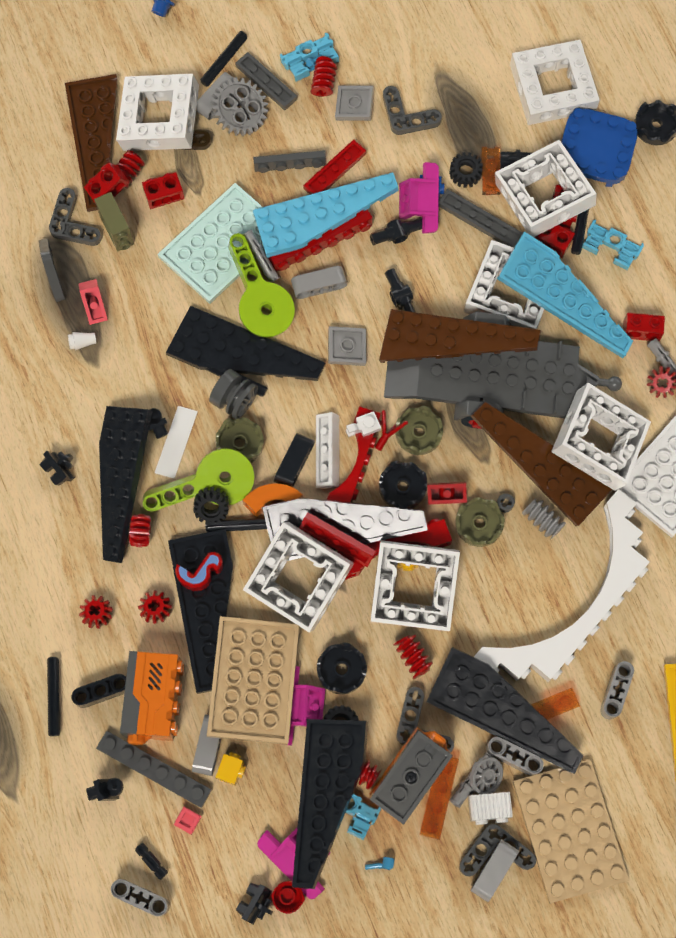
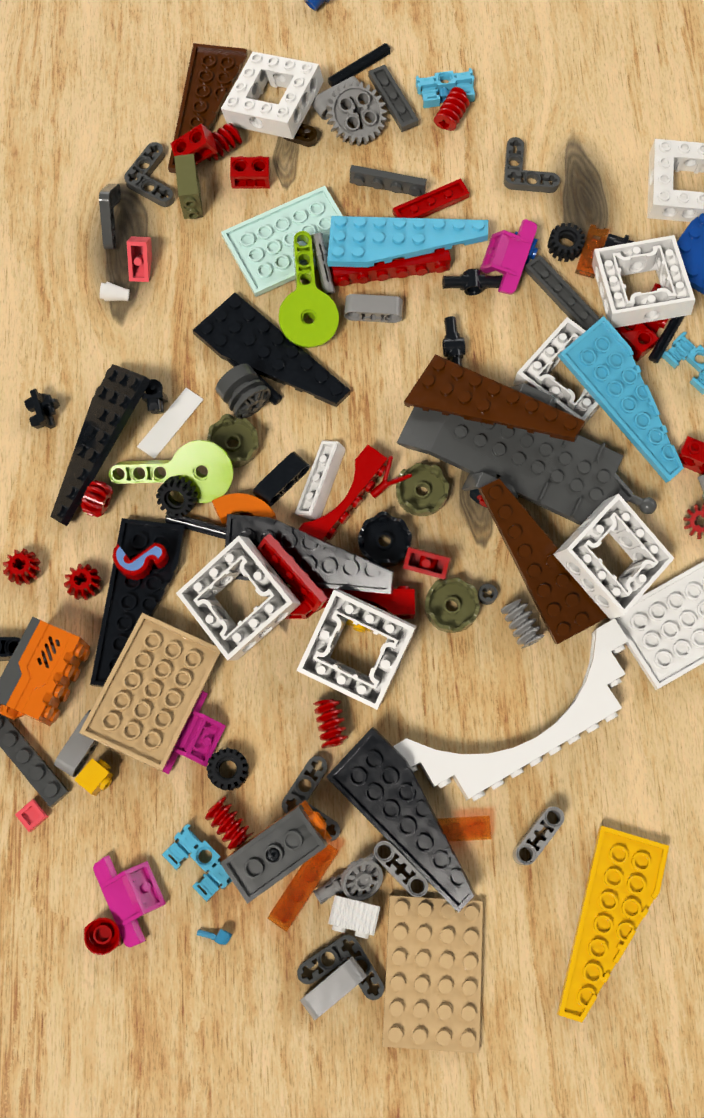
camera: 20 degrees right, 0 degrees up
(258, 905) = (68, 932): black hips -> none
(329, 776) = (189, 824): black wing -> none
(341, 654) = (249, 695): black plate -> none
(347, 346) = (378, 380): light grey plate -> none
(354, 103) = (475, 144): light grey plate -> none
(366, 424) = (367, 464): white plate -> none

